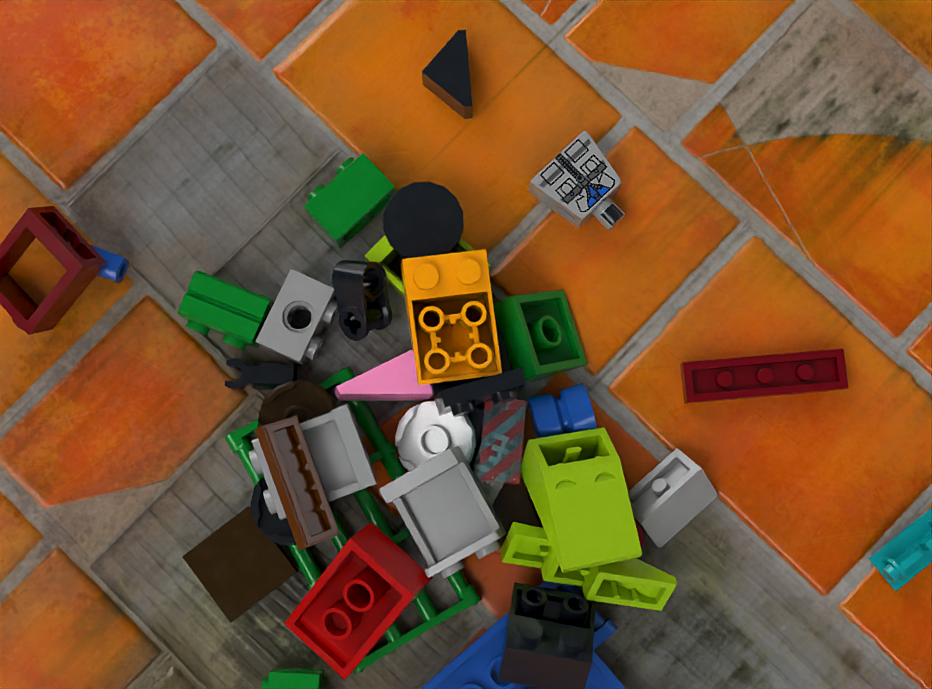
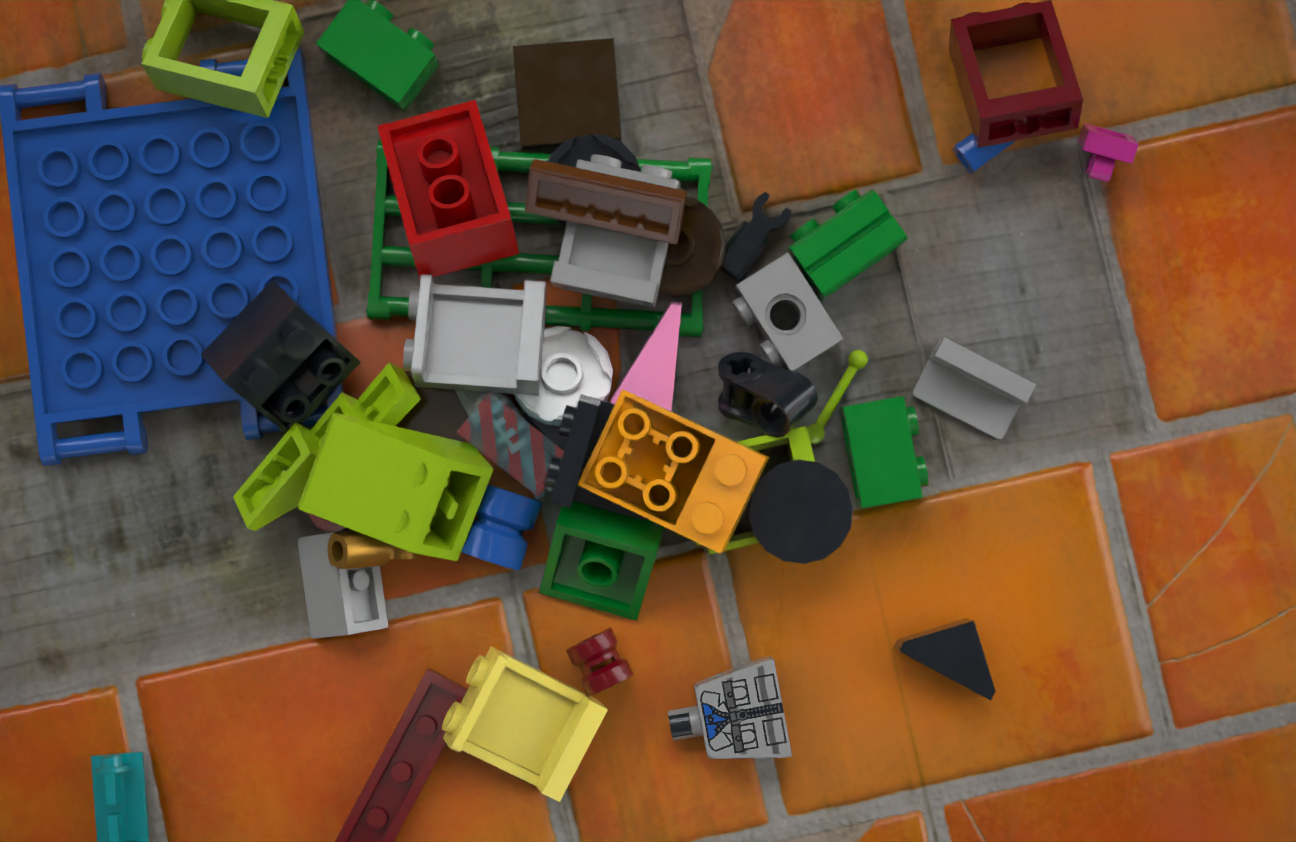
camera: 120 degrees right, 5 degrees up
(57, 182) = (1105, 148): none -> dark pink tile
(271, 171) = (971, 388): none -> light grey panel
(300, 256) = (857, 360): none -> lime hinge
(606, 293) = (594, 651): none -> dark red wheel
(643, 498) = (358, 550): none -> pearl gold bar
(678, 315) = (523, 722): none -> light yellow panel

